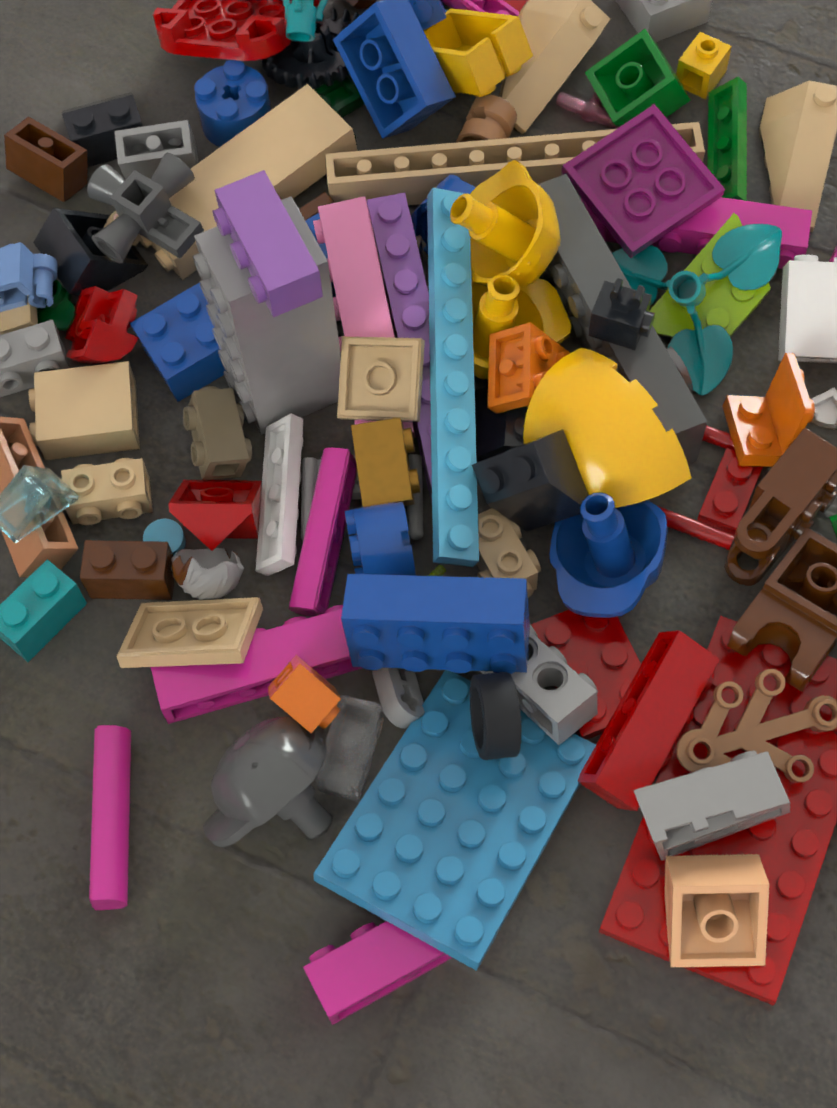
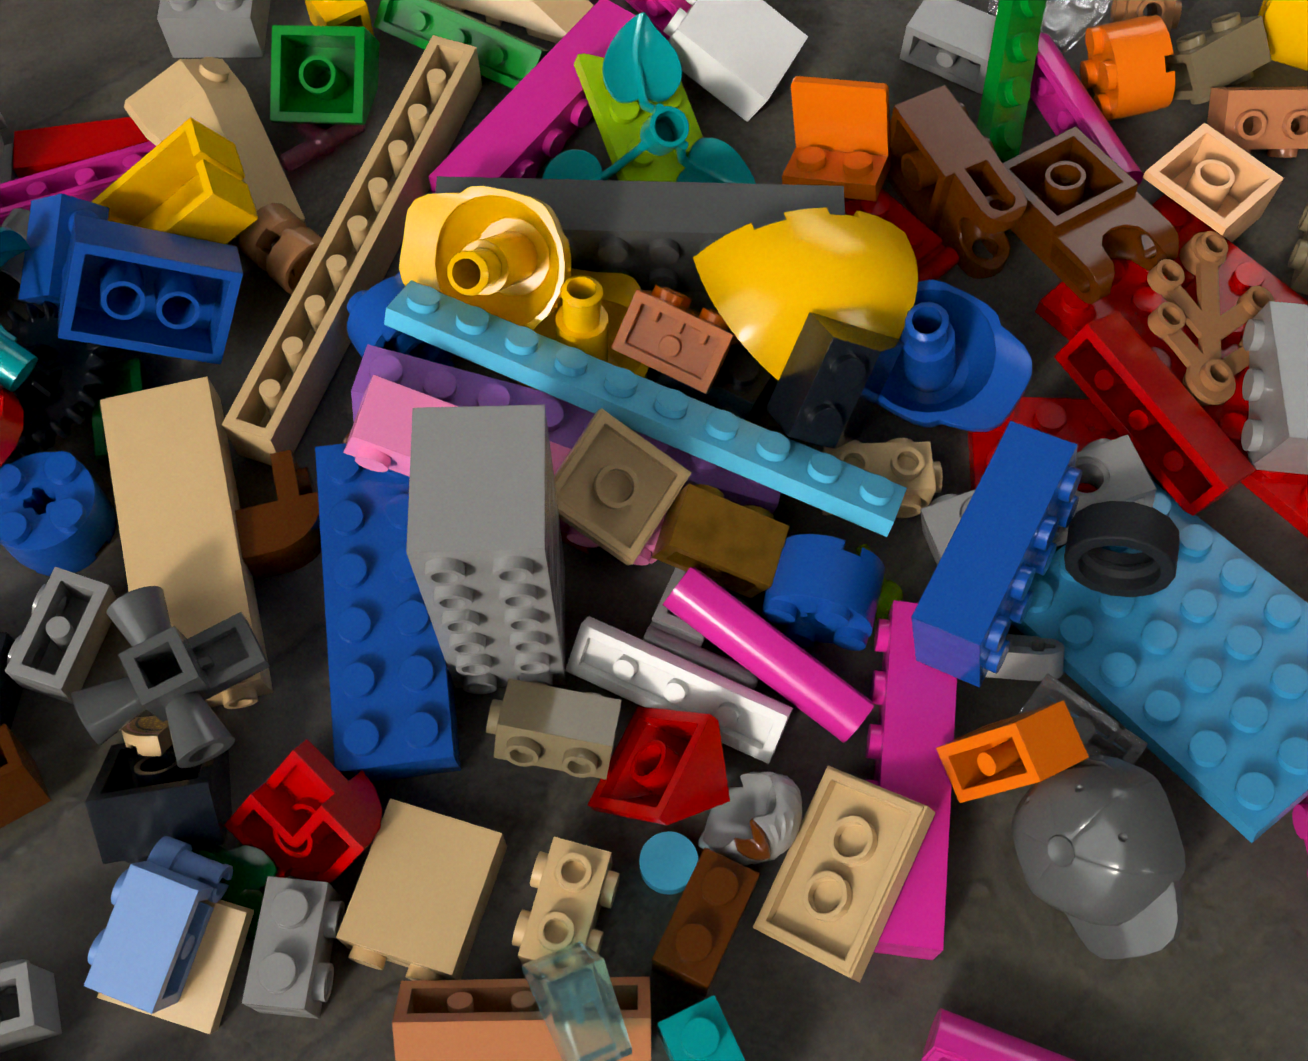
camera: 70 degrees left, 0 degrees up
(267, 244) = (493, 453): medium lavender brick -> none
(621, 315) = (679, 195): black brick -> none
(643, 181) = (483, 114): magenta plate -> none

